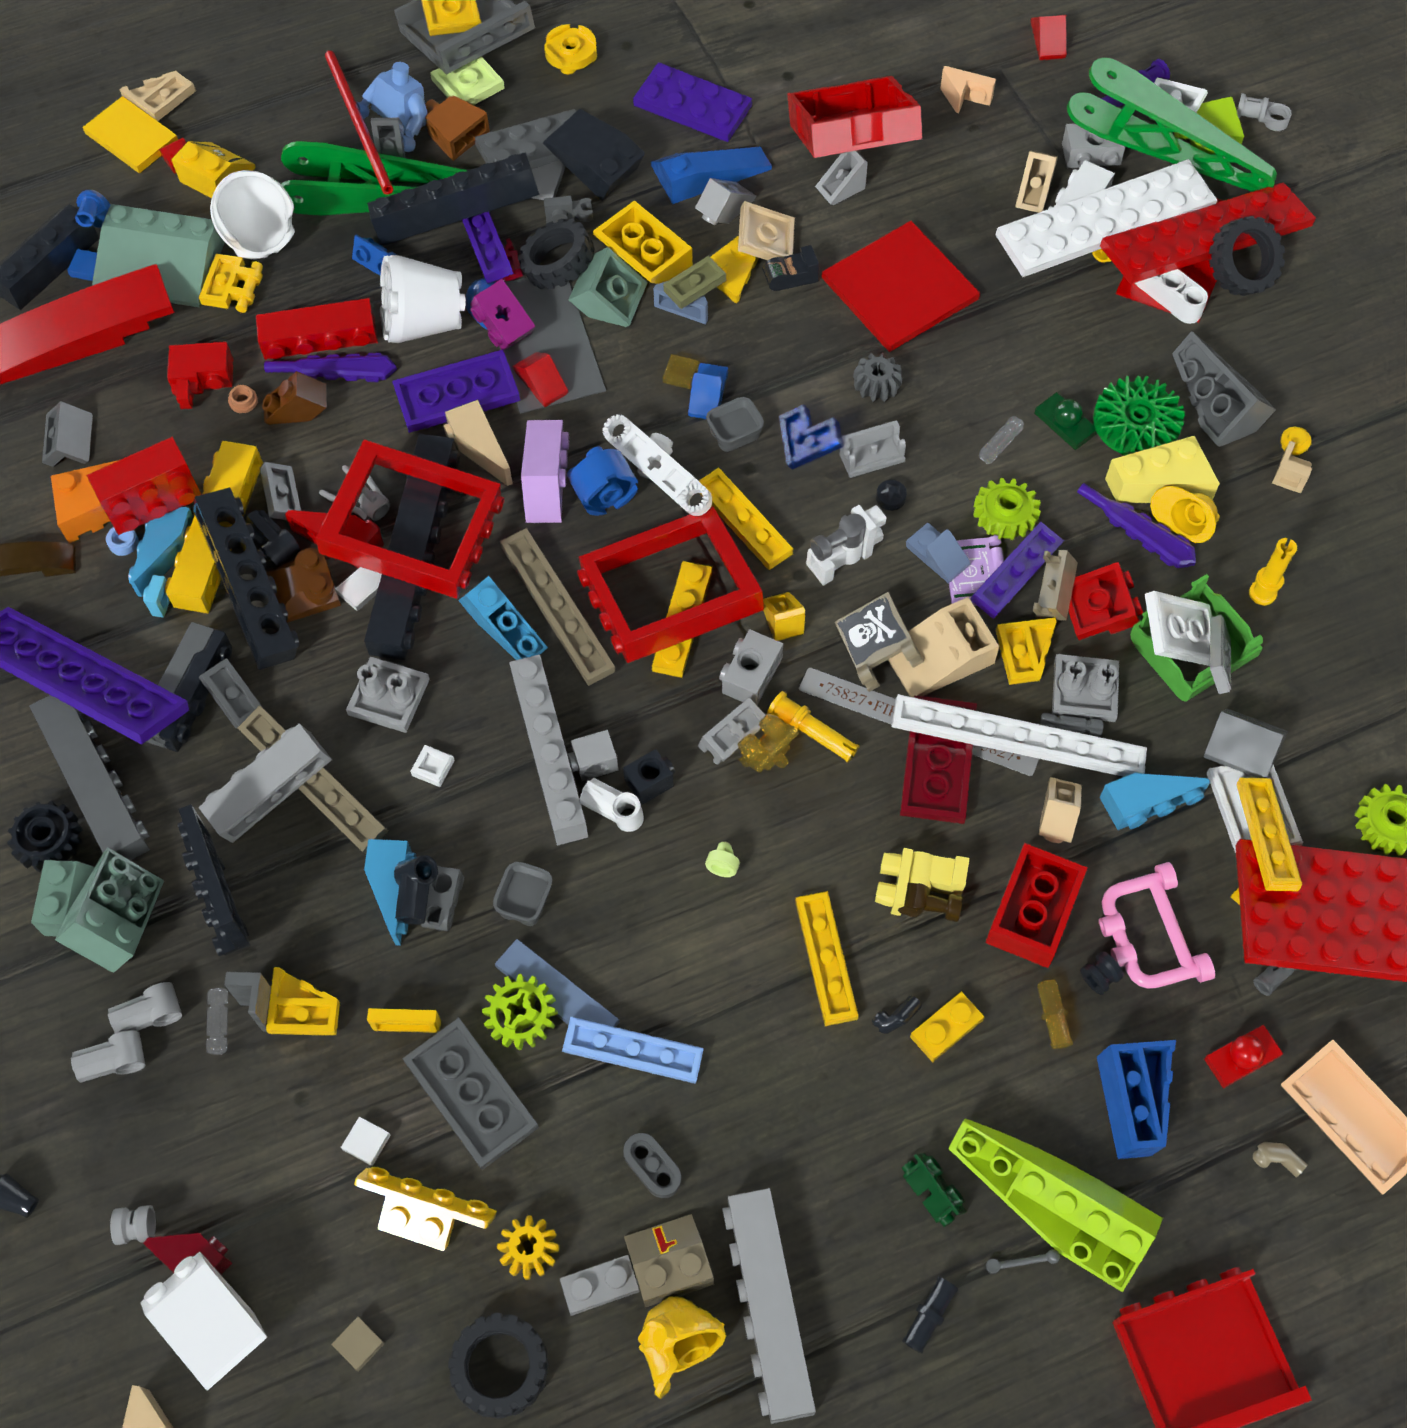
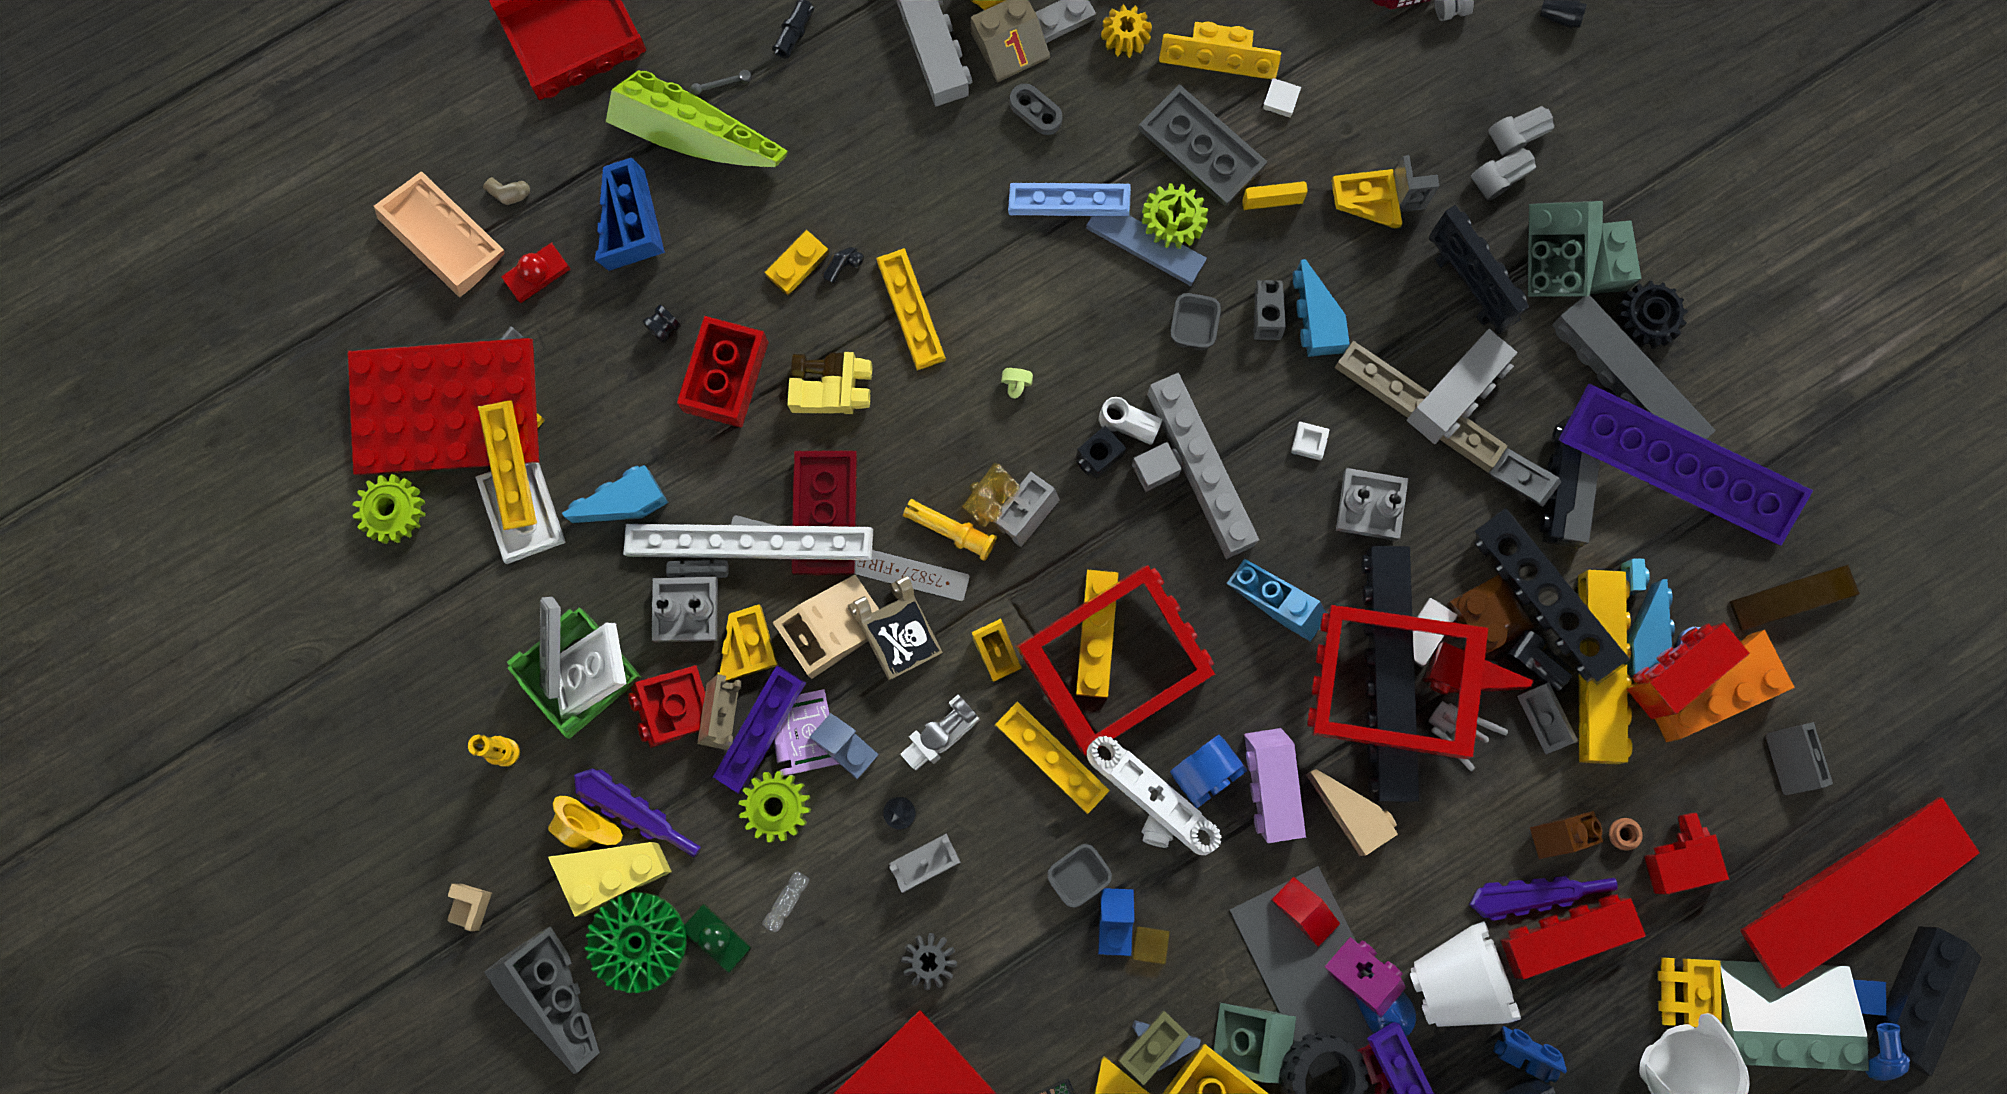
camera: 170 degrees right, 15 degrees up
(217, 1021) = (1432, 158): clear axle -> none
(414, 879) = (1294, 303): black piece -> none
(433, 392) = (1394, 877): dark purple plate -> none
(557, 607) = (1227, 626): dark tan plate -> none
(752, 650) = (1019, 563): light grey brick -> none
(807, 443) = (1002, 859): clear blue plate -> none
(944, 1198) = (788, 116): dark green hinge -> none
(1054, 1014) = (702, 284): clear yellow axle -> none
(1060, 810) = (704, 475): tan slope -> none
(1125, 954) = (652, 371): bright pink bar -> none
(1245, 743) = (524, 569): slope -> none
(1299, 436) = (463, 946): yellow plate -> none

